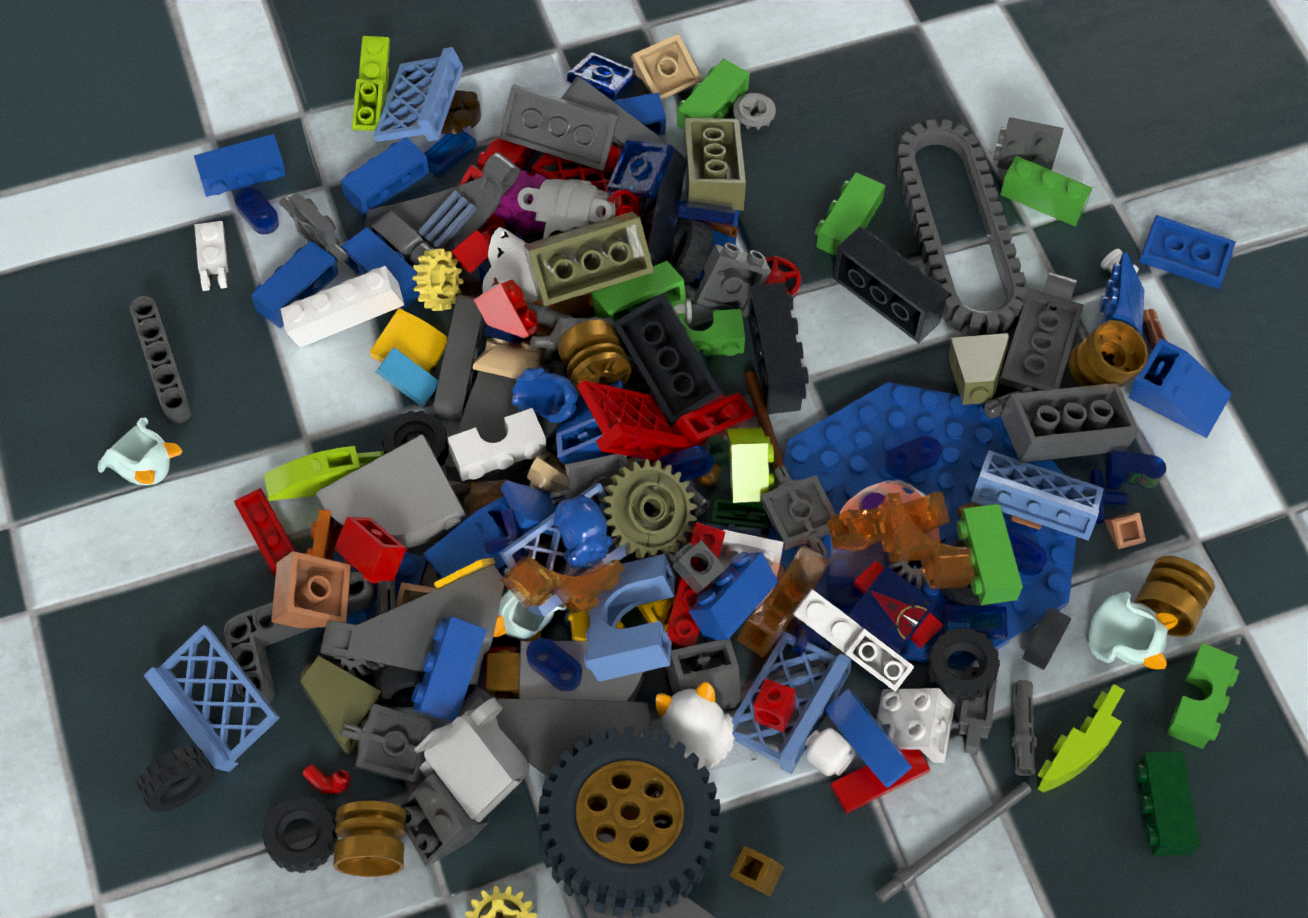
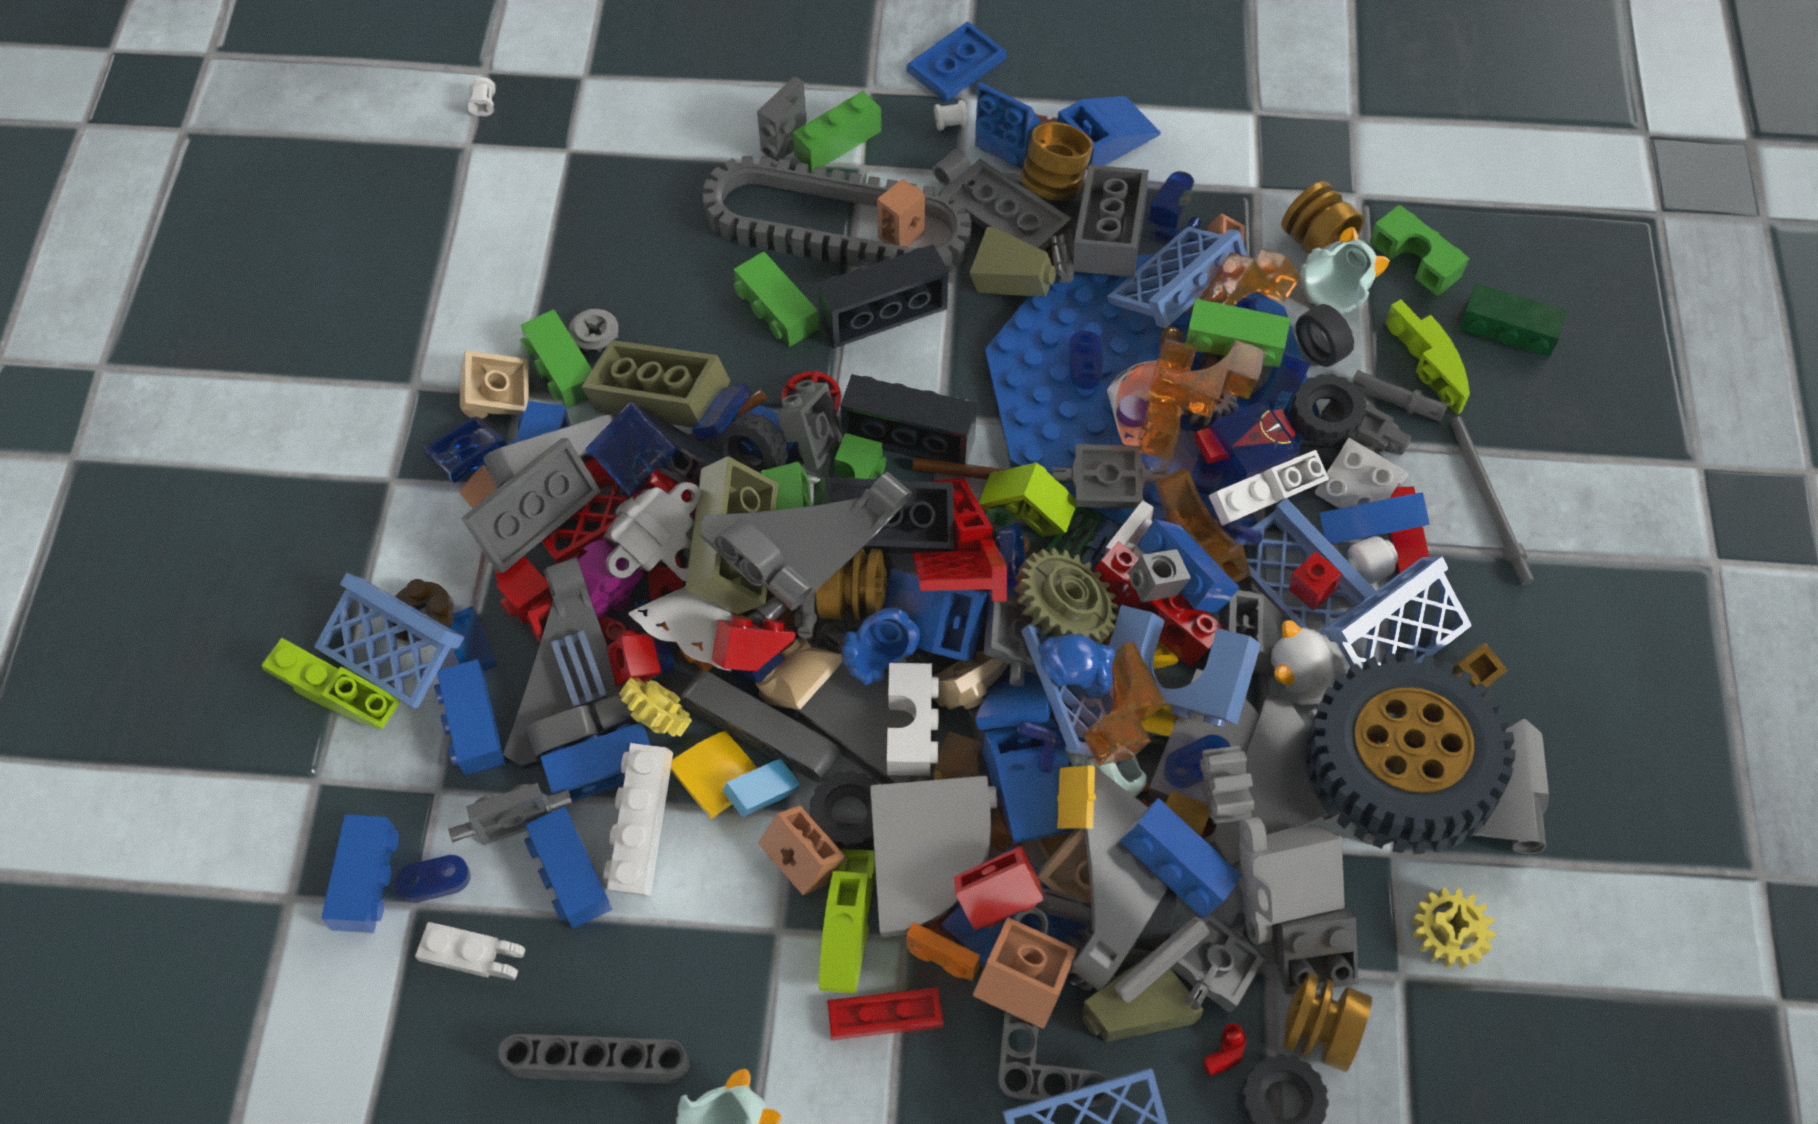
camera: 65 degrees left, 0 degrees up
(366, 420) = (801, 849): none -> nougat brick
(368, 693) = (1161, 959): none -> light grey axle
(528, 682) = (1226, 784): none -> light grey gear
(587, 298) = (803, 546): none -> dark grey panel
(785, 771) = (1391, 599): none -> fence
(980, 266) = (901, 214): none -> nougat brick
(1057, 539) = (1240, 275): none -> clear orange arch

